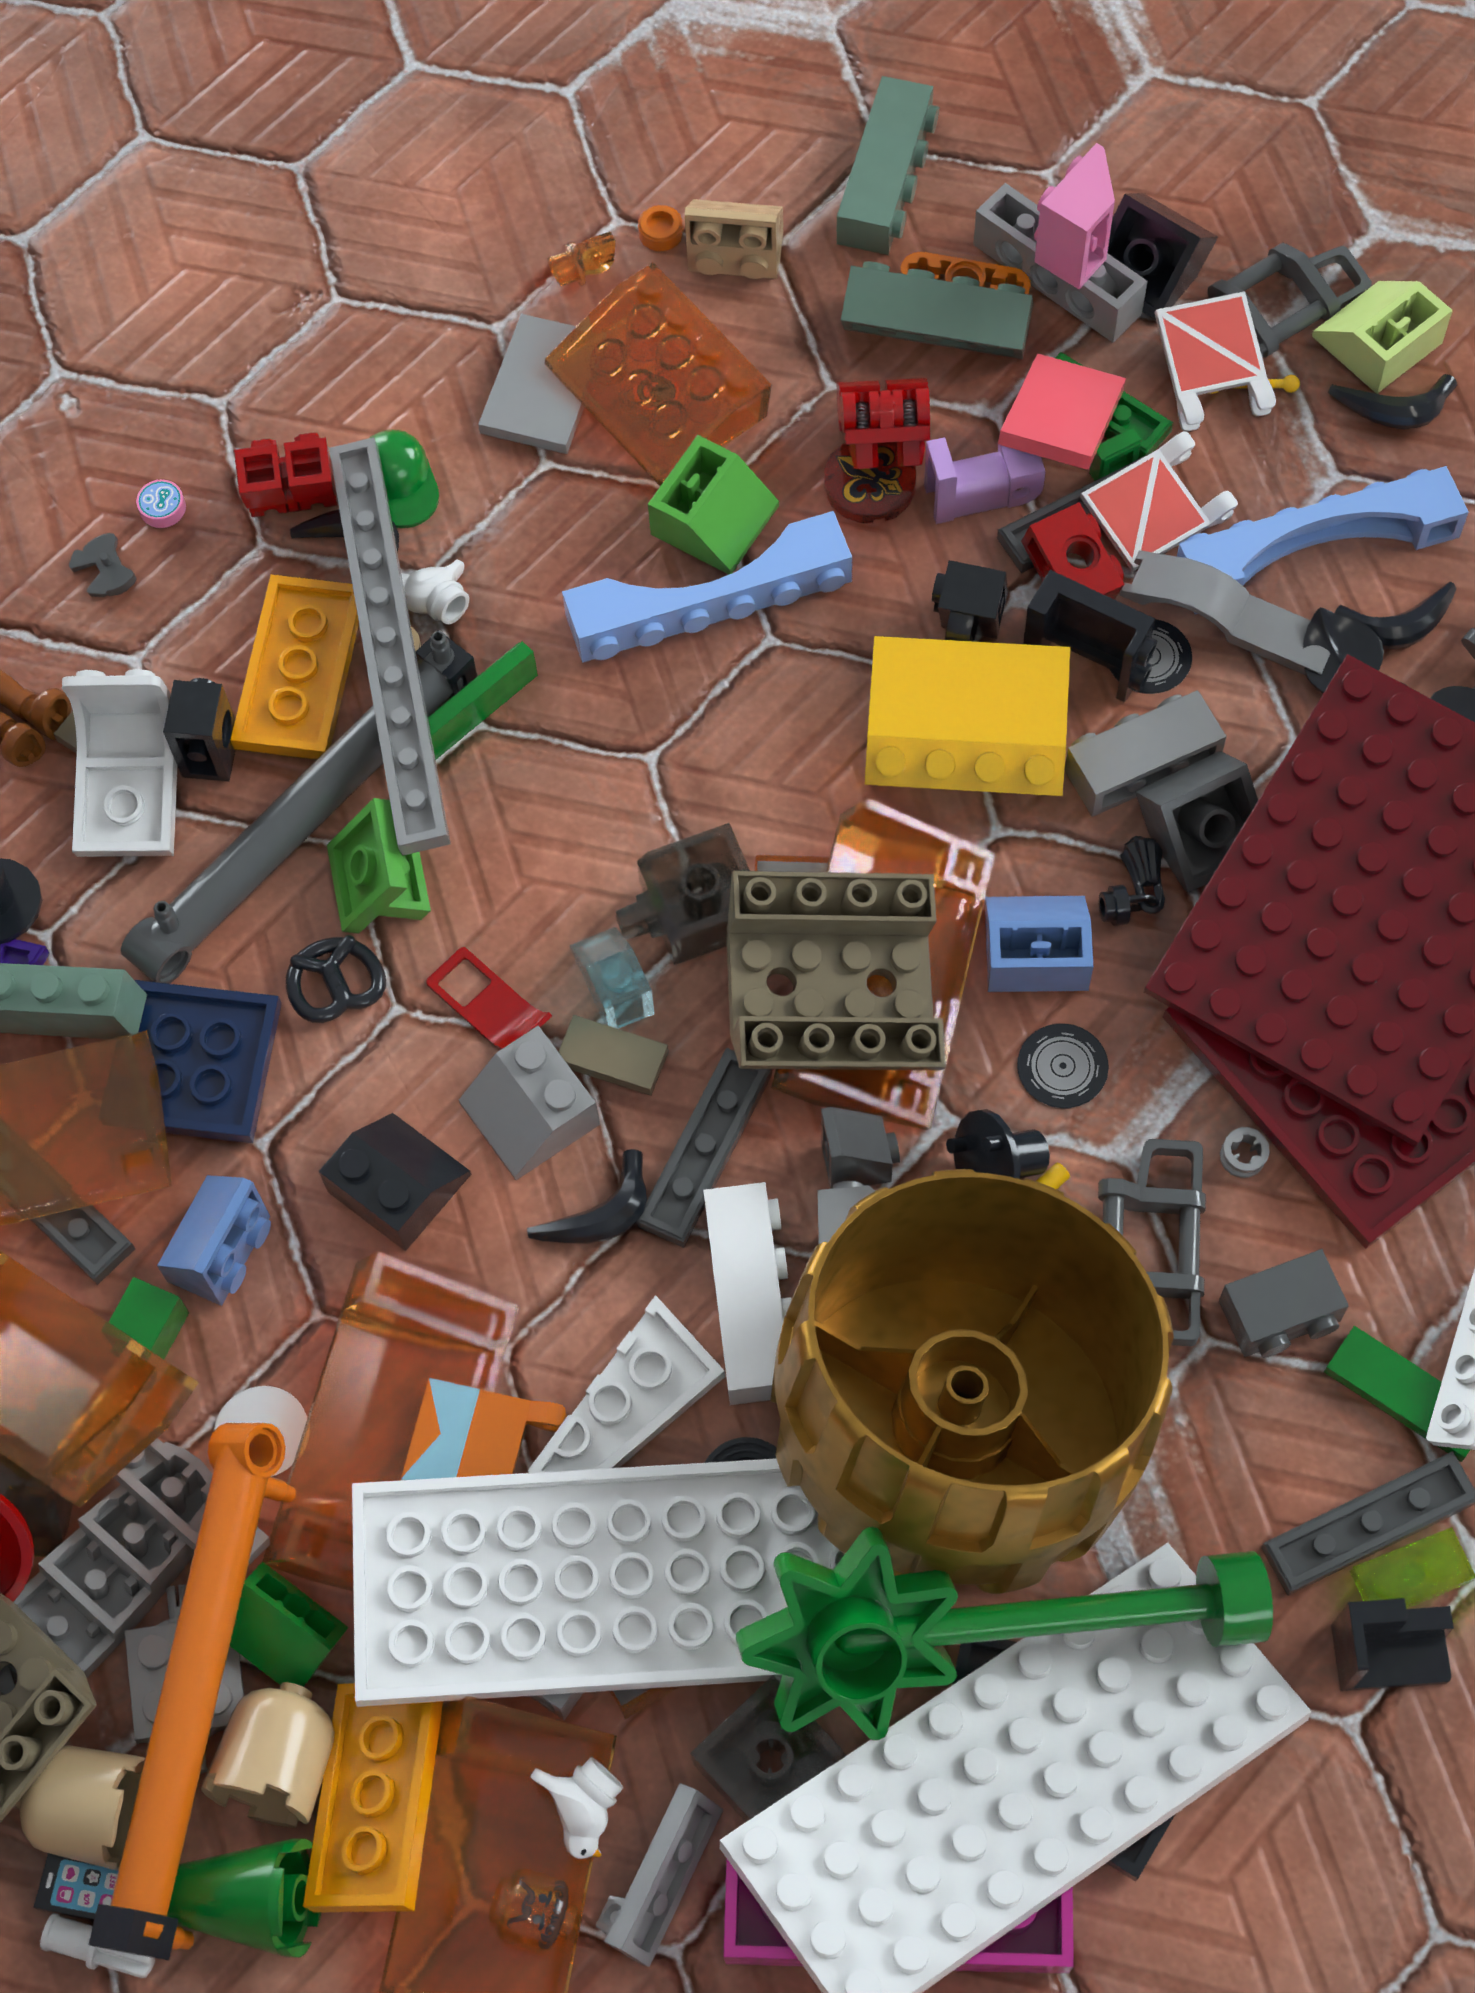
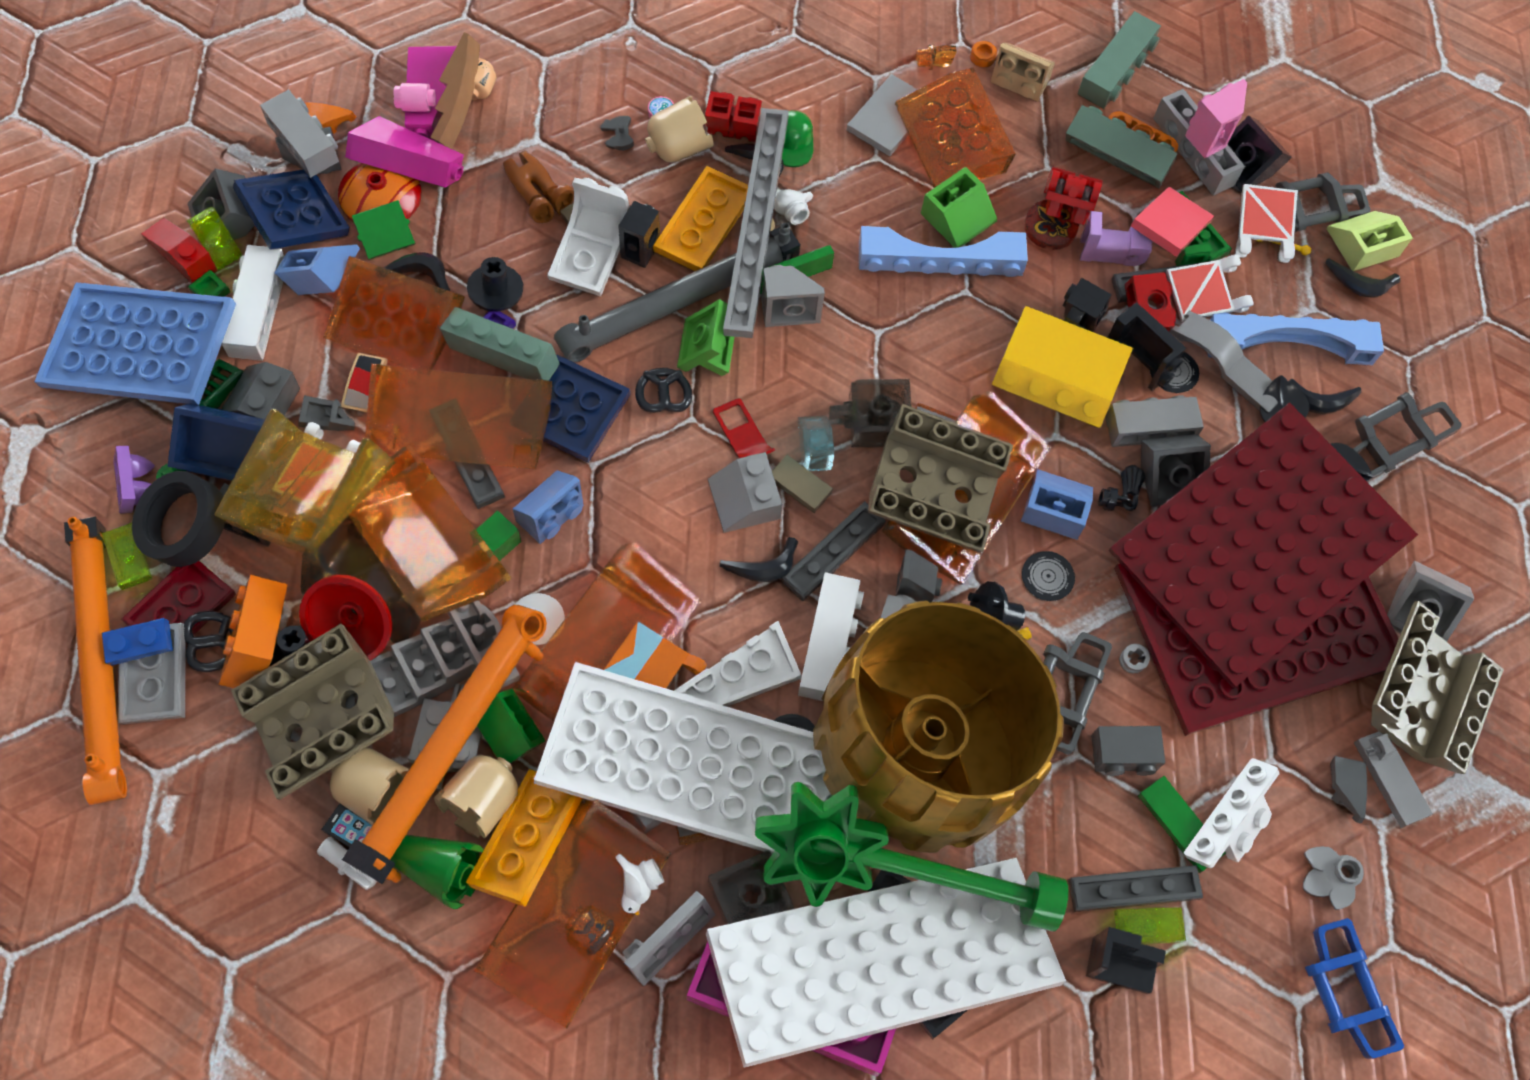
camera: 10 degrees right, 0 degrees up
(203, 533) = (678, 131): none -> tan cylinder
(393, 1178) = (657, 507): black slope -> none
(487, 752) = (790, 297): none -> light grey slope

